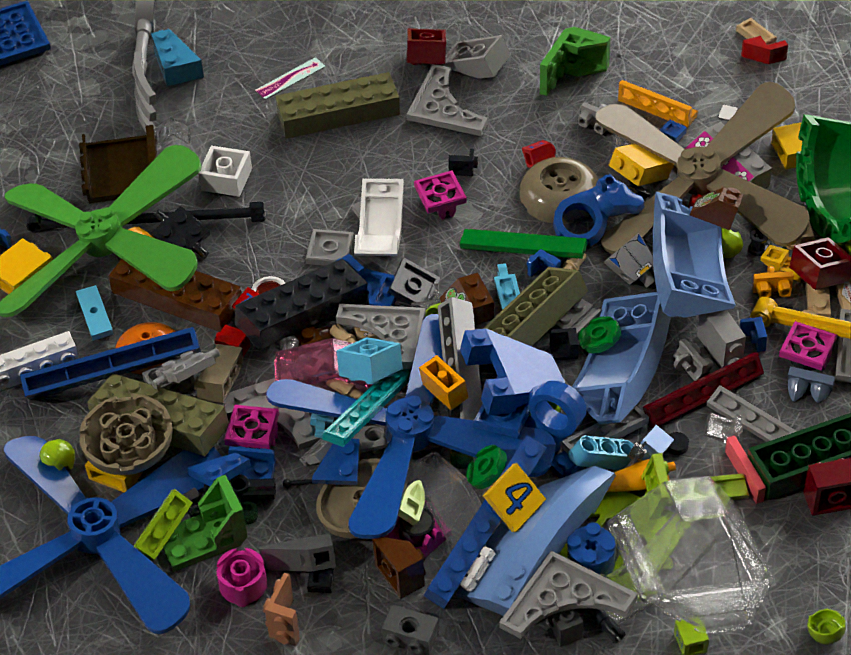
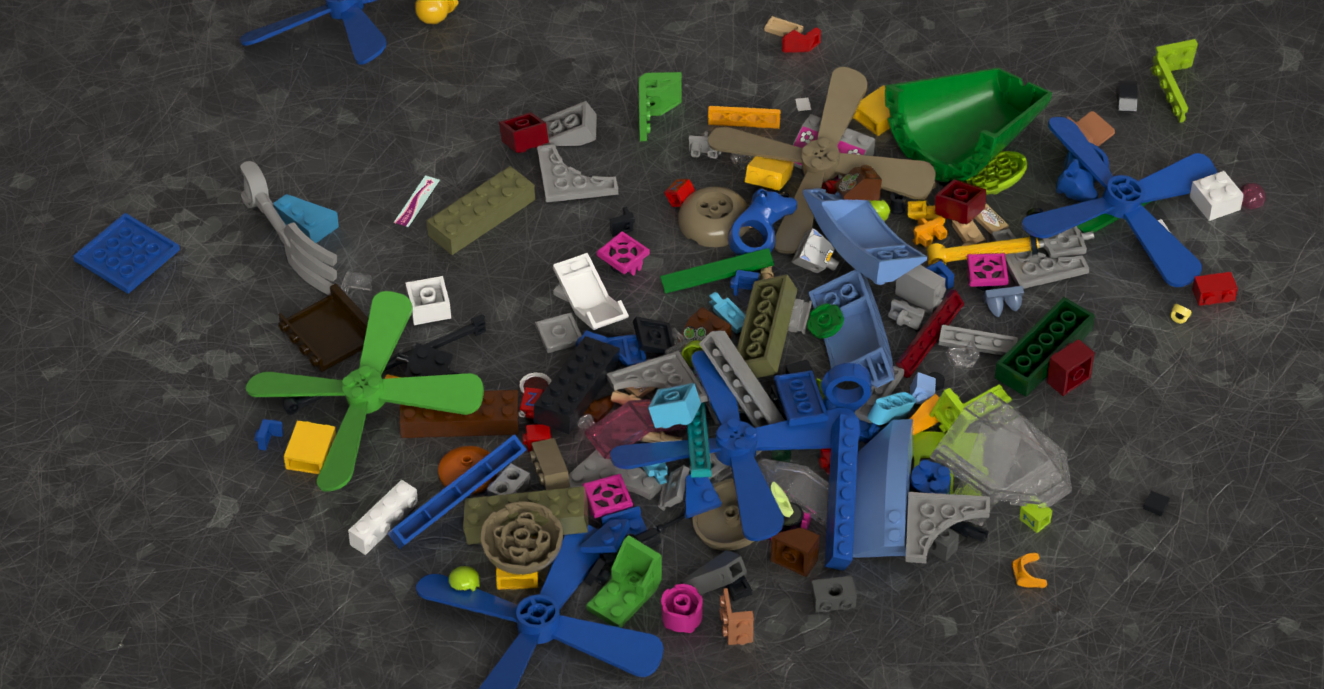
camera: 30 degrees left, 0 degrees up
(94, 312) = (403, 458): medium azure tile -> none
(163, 524) = (595, 594): lime plate -> none
(186, 366) = (527, 469): light grey plate -> none
(443, 382) = (747, 400): light orange brick -> none
(477, 569) = (859, 528): white axle -> none
(487, 467) = (819, 451): green tile -> none
(514, 497) = (859, 463): yellow tile -> none
(516, 364) = (797, 365): wedge -> none
(564, 344) = (802, 338): black panel -> none
(637, 452) = (918, 397): clear smoke plate -> none
(674, 130) = (773, 133): blue plate -> none
(744, 466) = (994, 377): coral tile -> none
(826, 626) = (1124, 469): lime hair -> none

